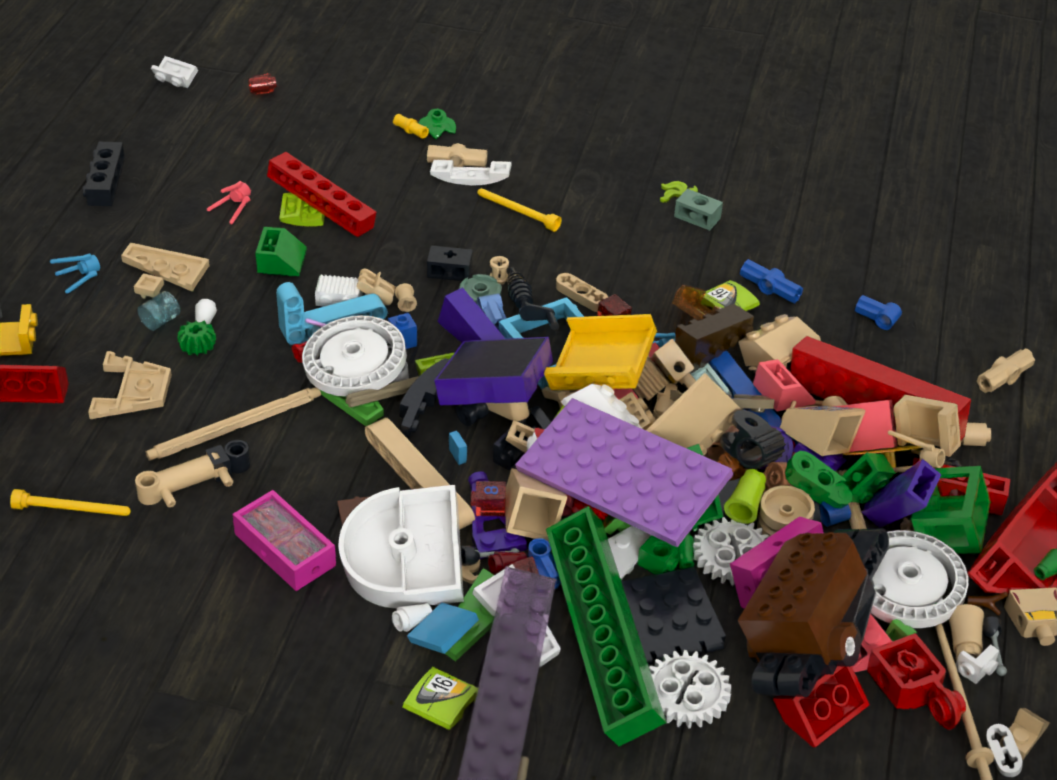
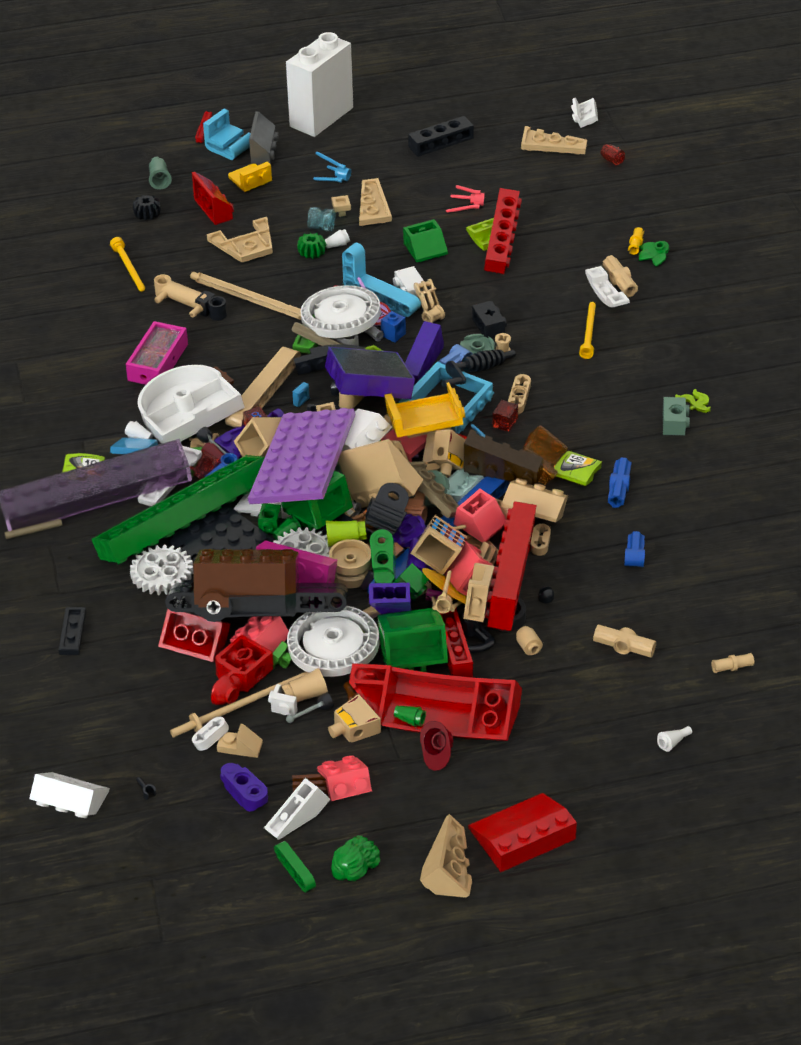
camera: 65 degrees right, 0 degrees up
(197, 112) = (552, 142): none -> tan wing

